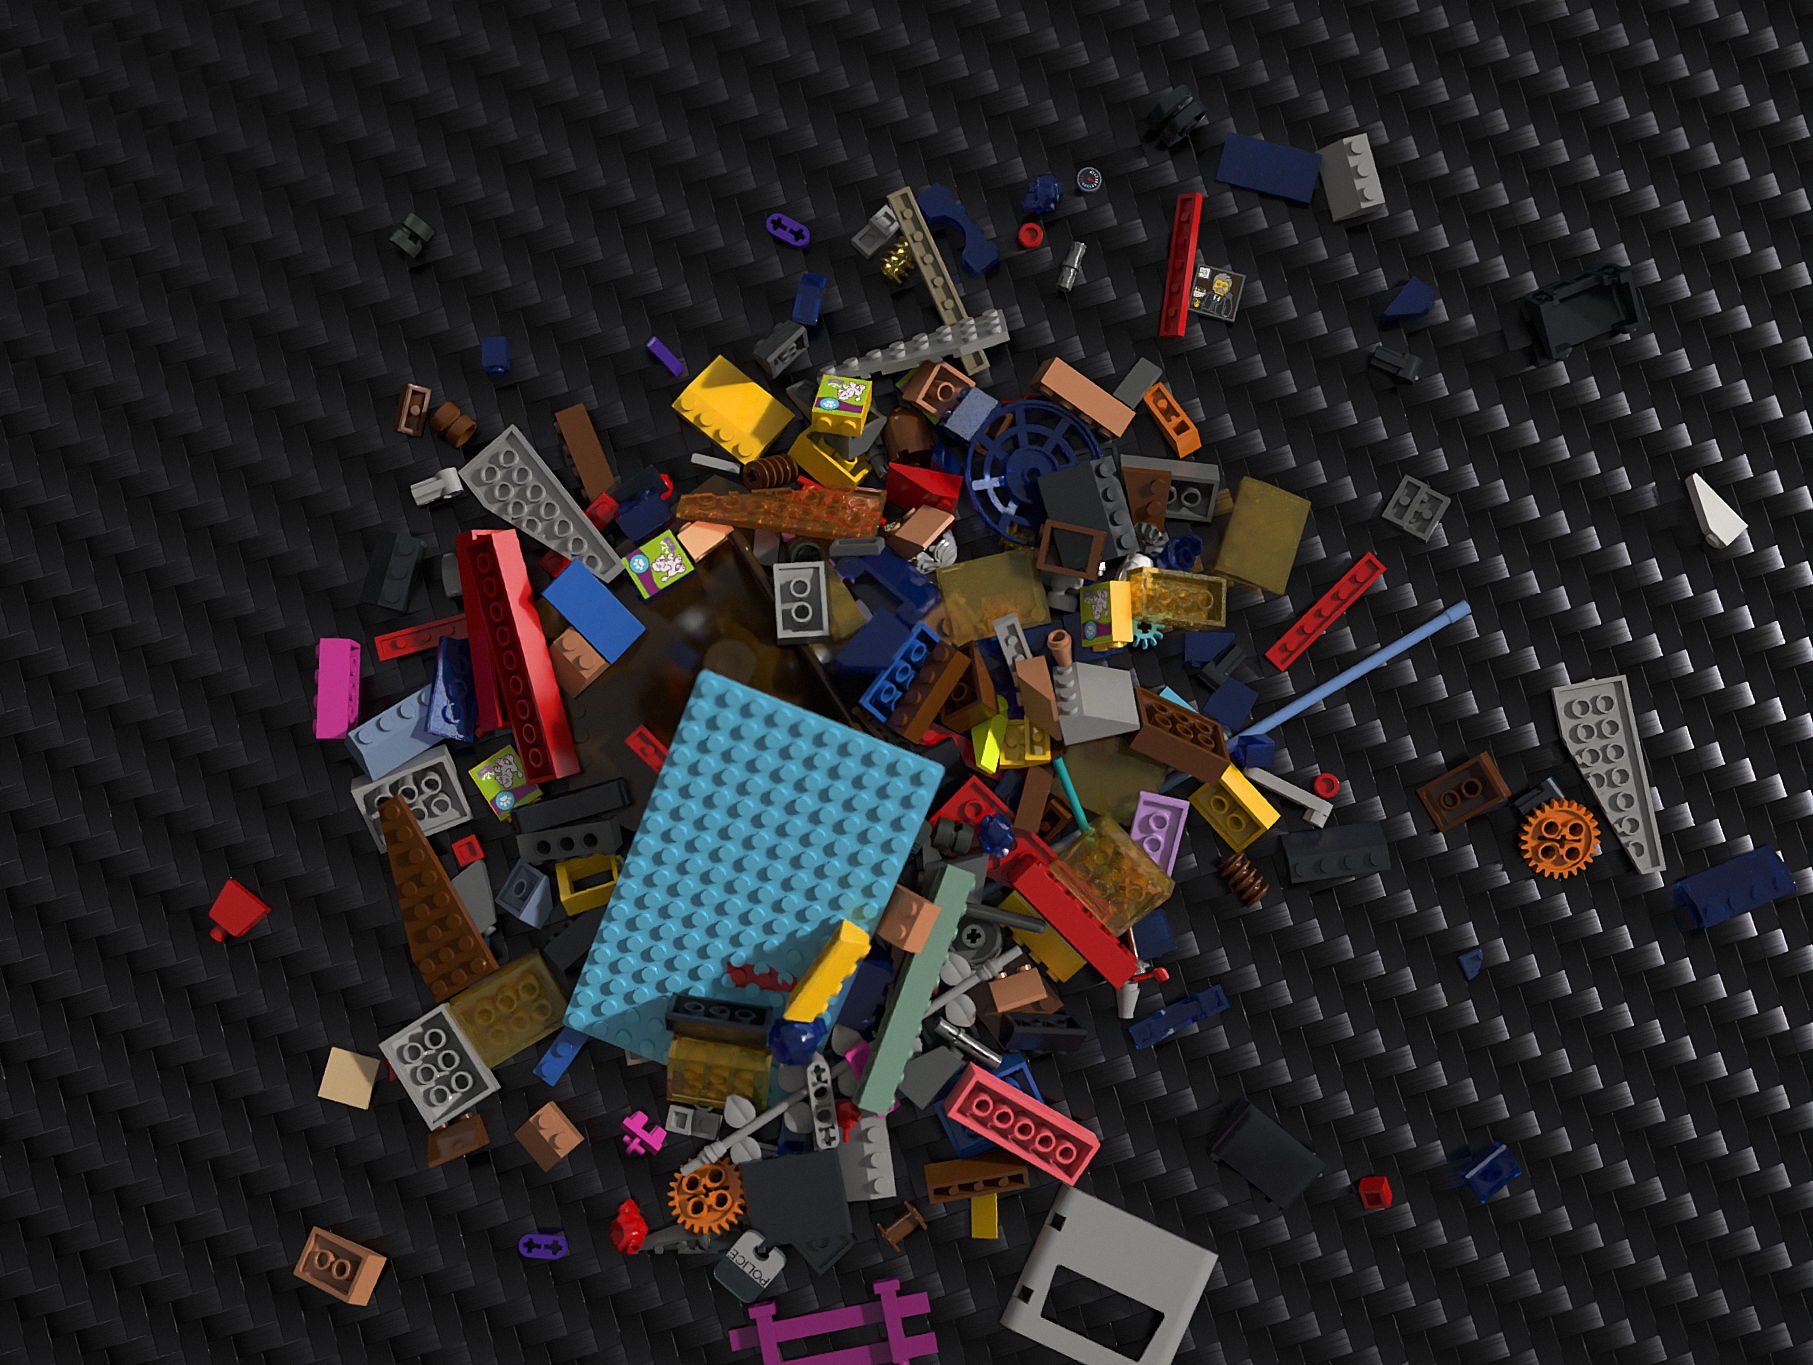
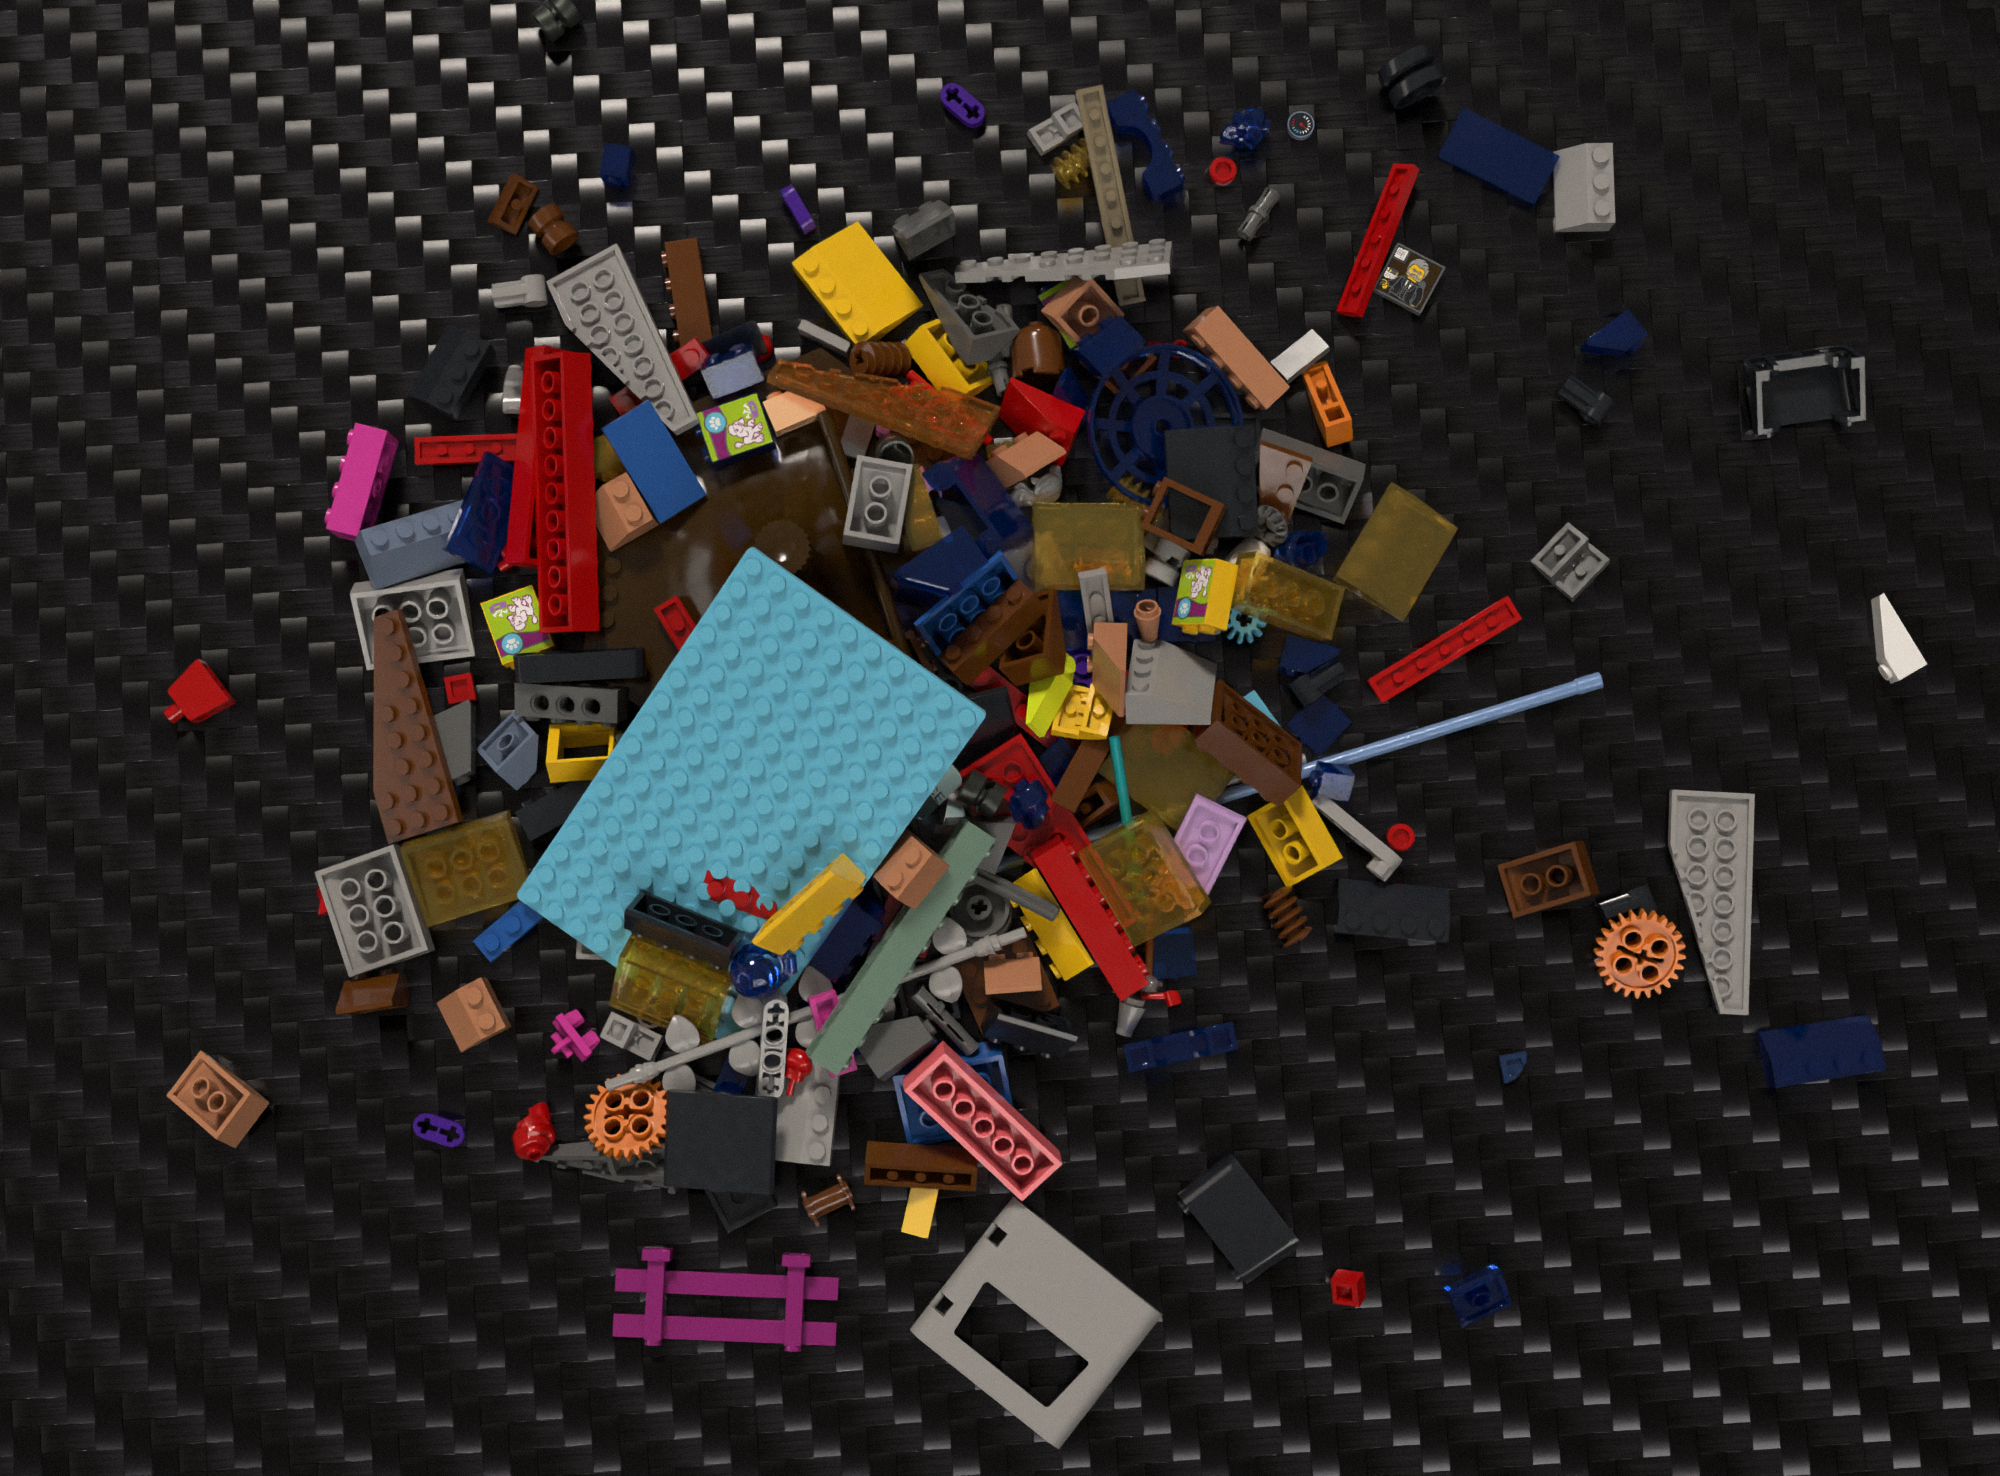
camera: 15 degrees right, 0 degrees up
(349, 1078) = (276, 901): tan tile -> none
(746, 1272) = (649, 1209): piece -> none
(809, 299) = (967, 182): clear blue slope -> none
(841, 405) = (973, 304): brick -> none
(857, 546) = (952, 457): dark grey tile -> none

